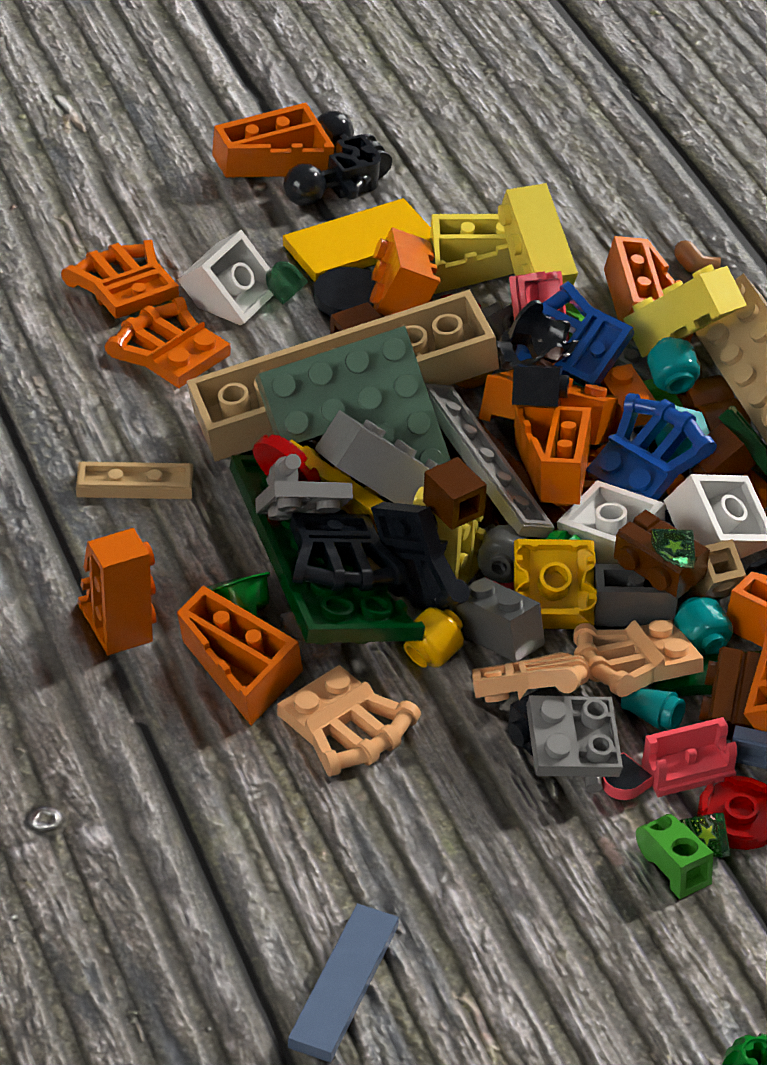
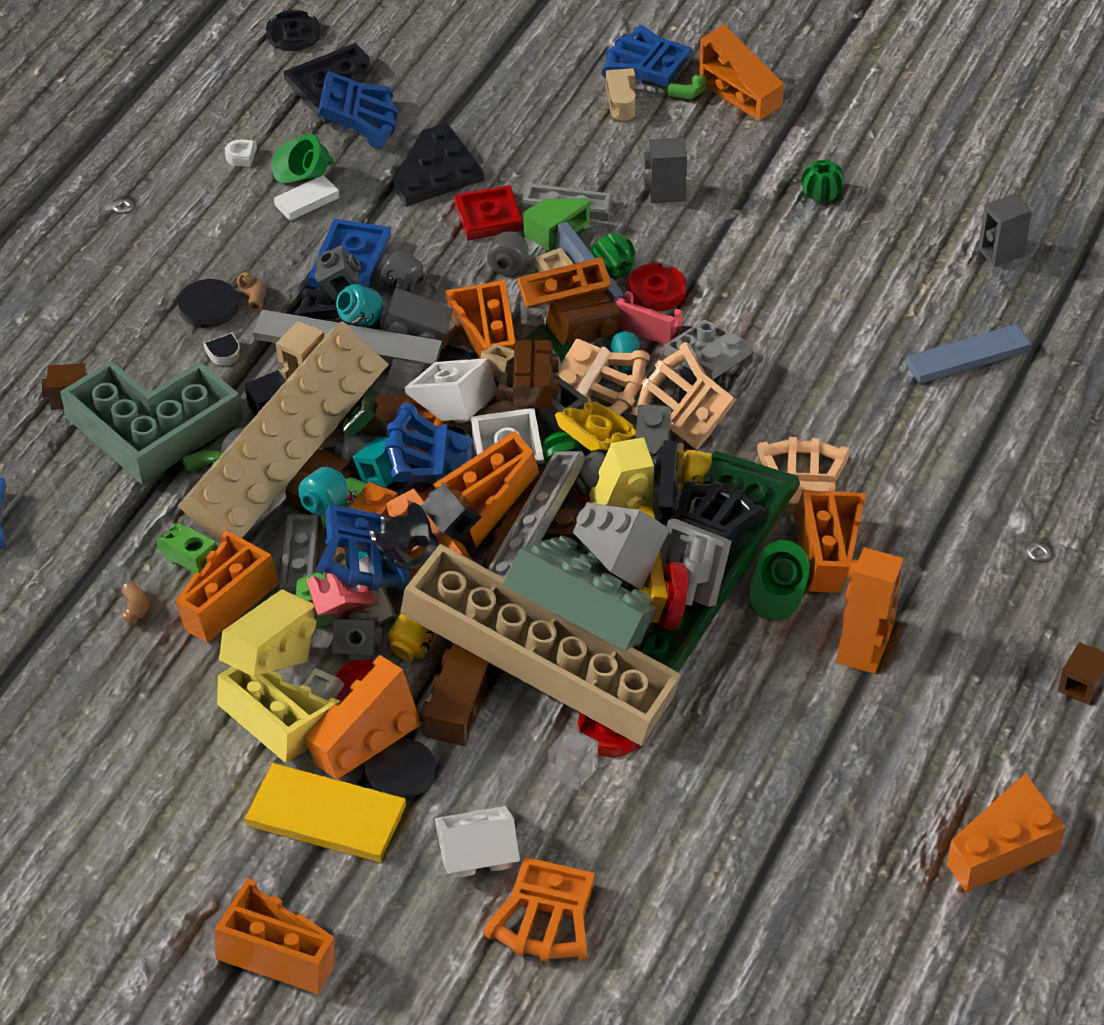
camera: 130 degrees left, 5 degrees up
(134, 480) = (740, 730): tan tile -> none
(179, 359) = (582, 808): orange plate -> none
(226, 351) = (573, 758): none -> clear brick
(284, 281) = (435, 808): clear green tile -> none
(350, 171) = (227, 870): black piece -> none
(454, 493) = (642, 431): reddish brown brick -> none
(480, 288) = (324, 684): none -> white tile
(675, 546) = (537, 347): clear green tile -> none
(676, 854) = (725, 284): bright green leg -> none
(685, 307) = (271, 498): light yellow wedge -> none
(711, 831) = (693, 284): clear green tile -> none

